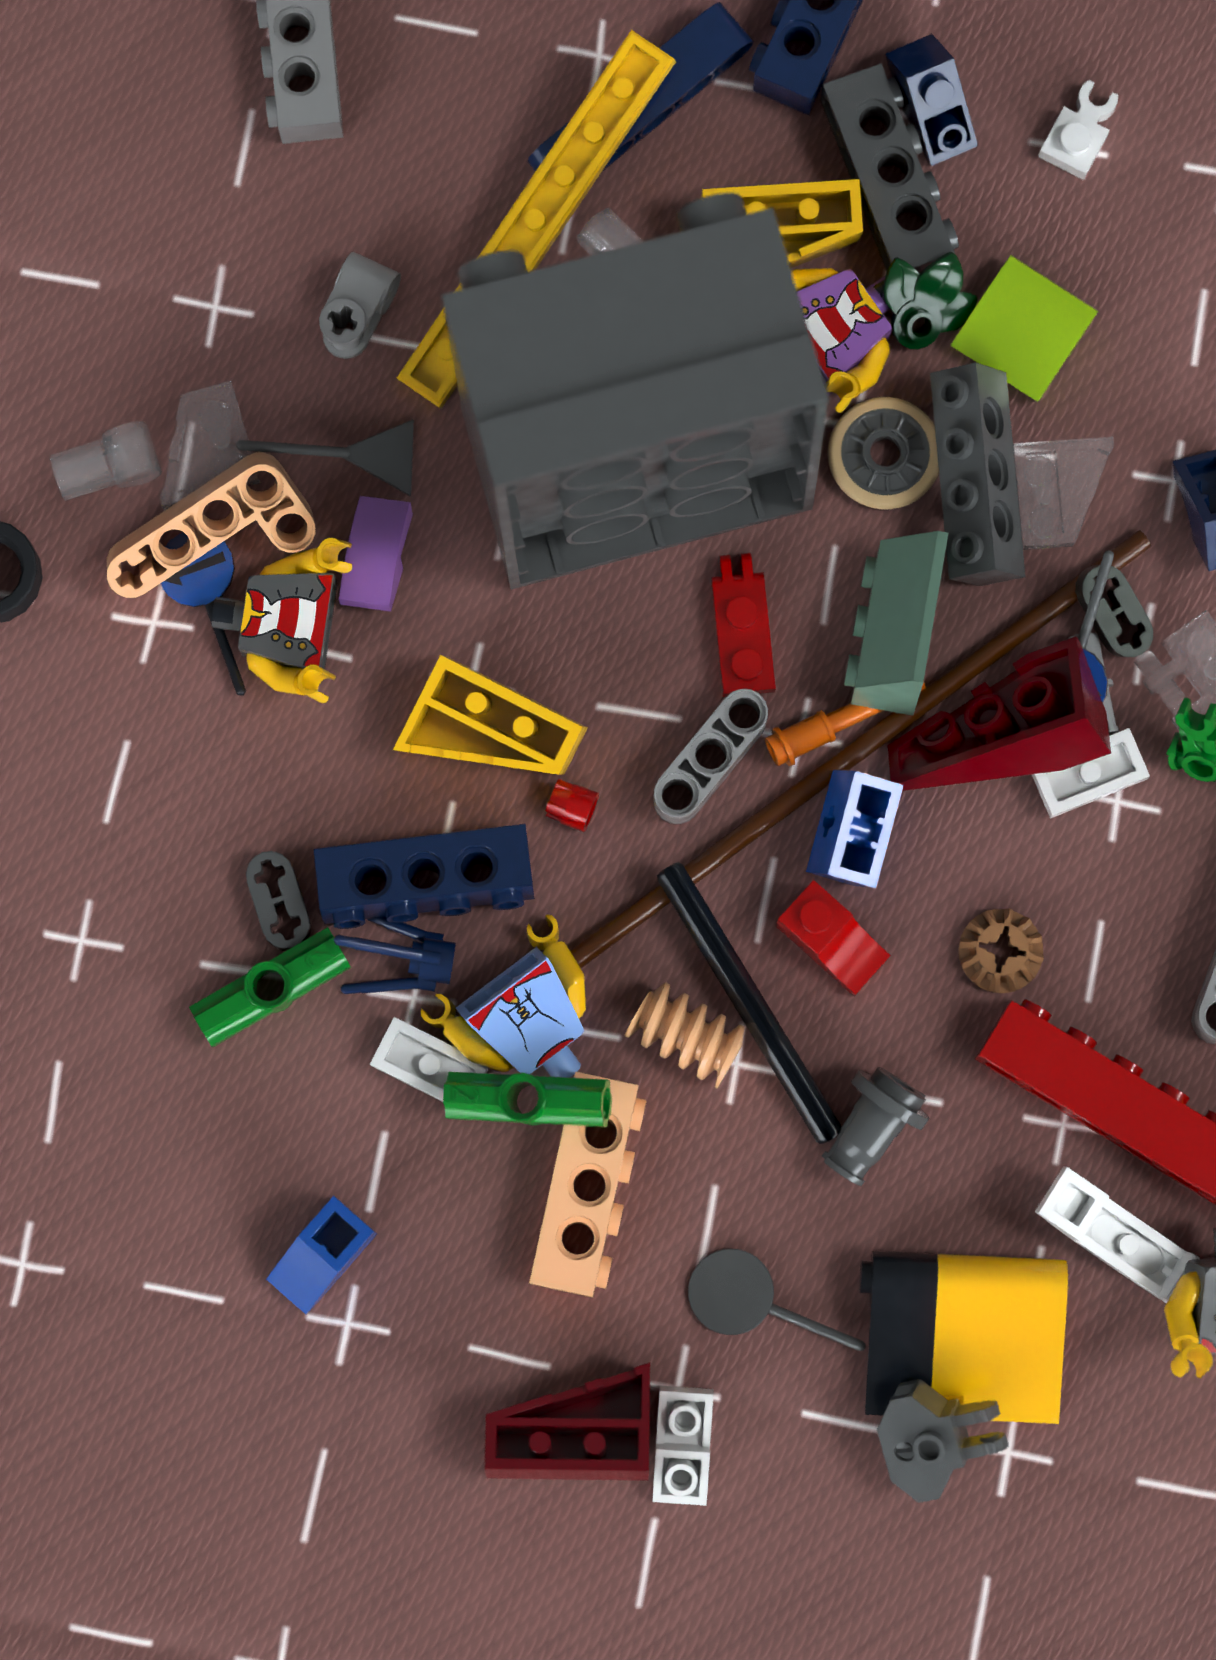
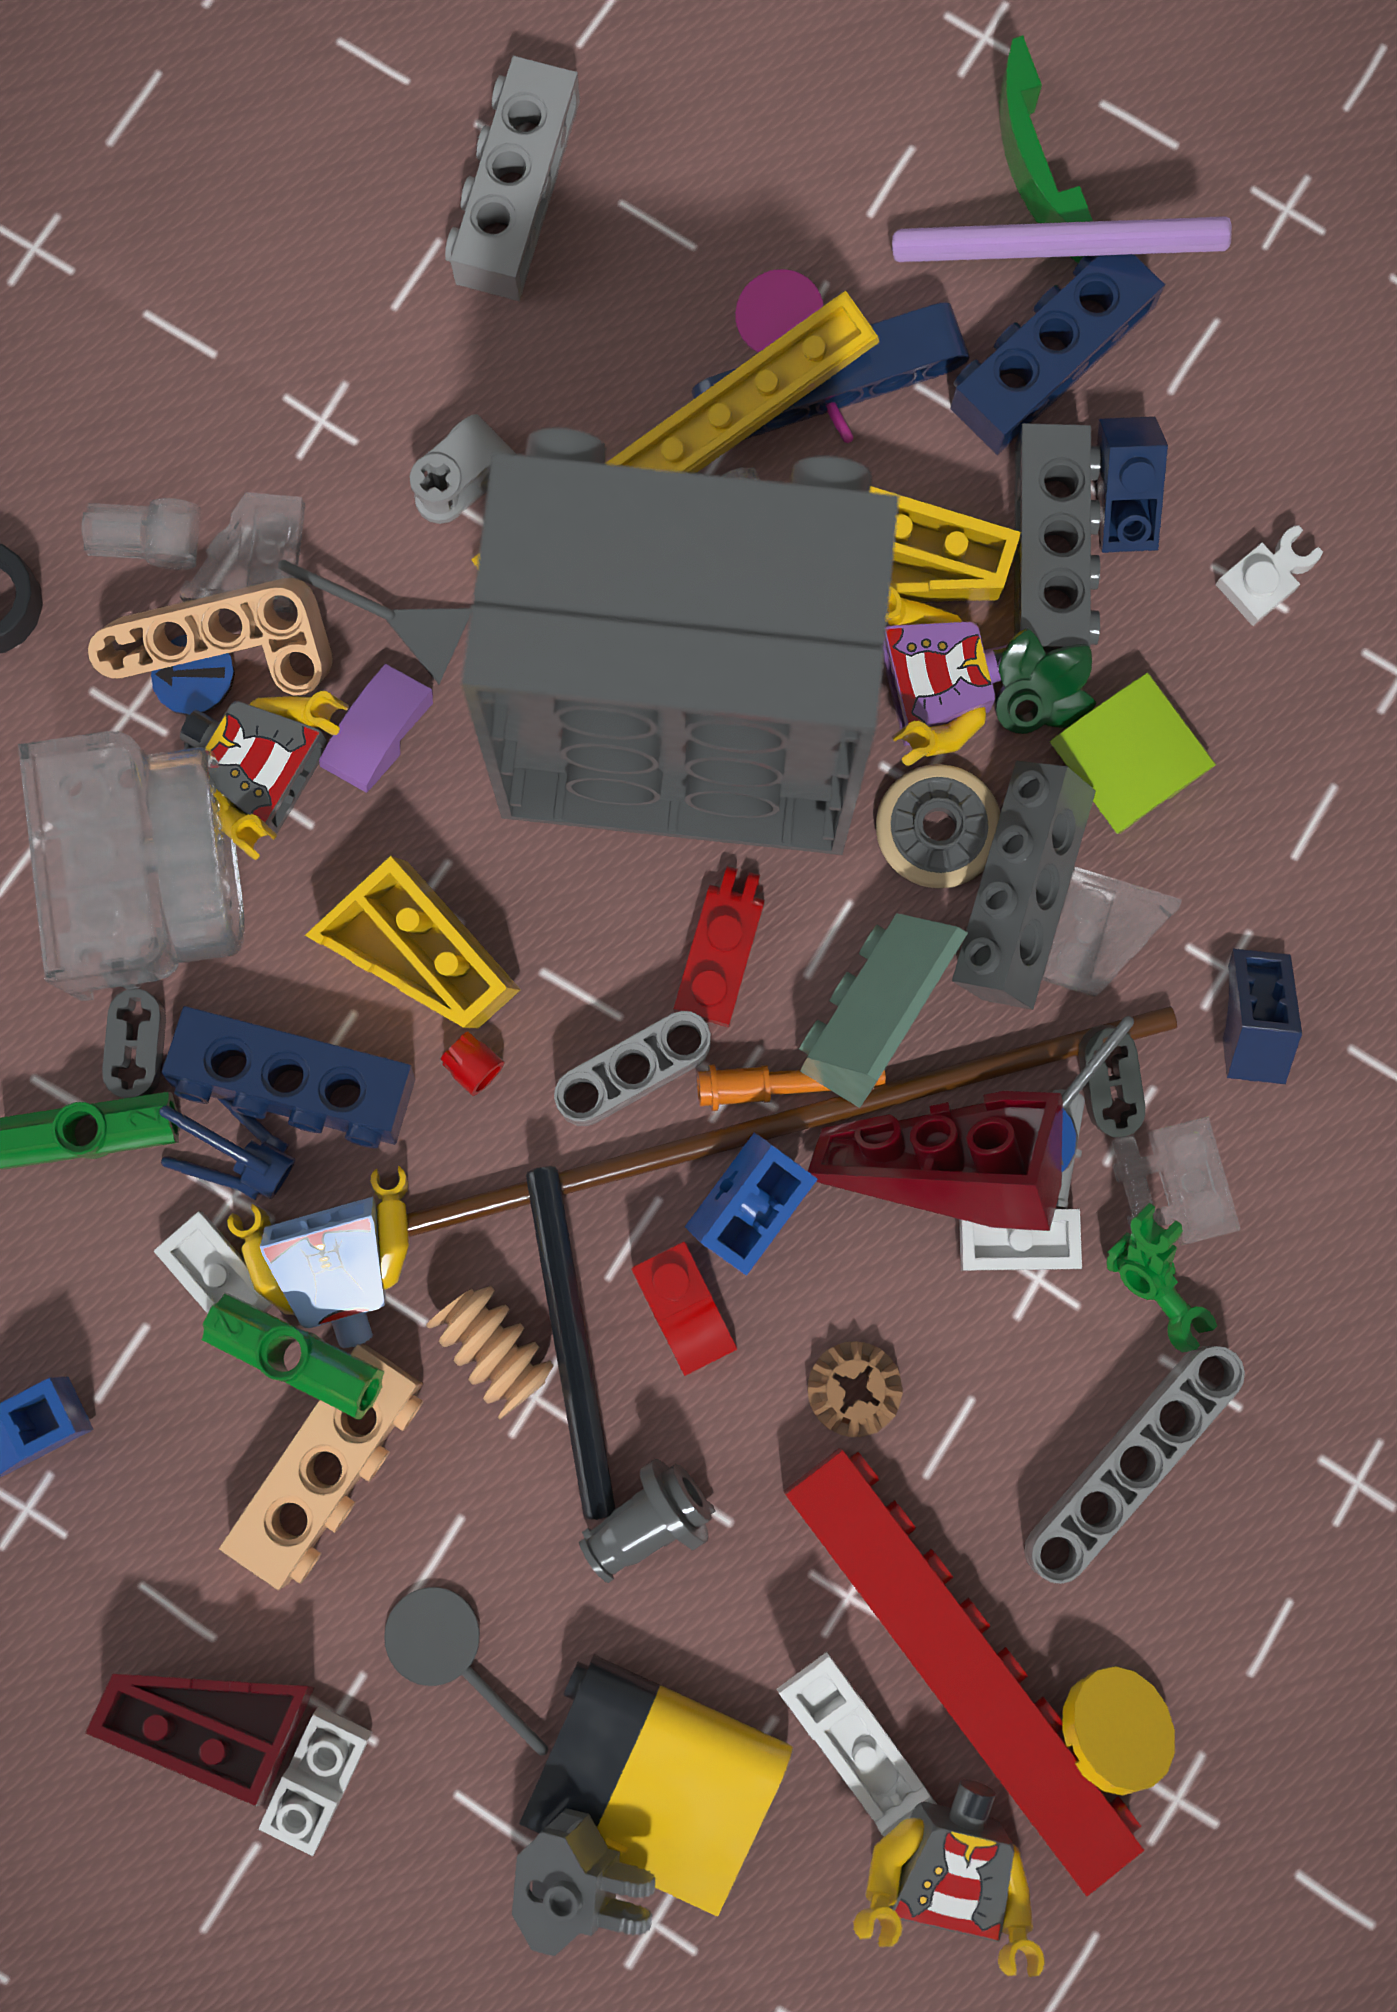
camera: 20 degrees right, 0 degrees up
(224, 742) = (127, 861): none -> clear brick
(571, 62) = (774, 306): none -> dark pink piece

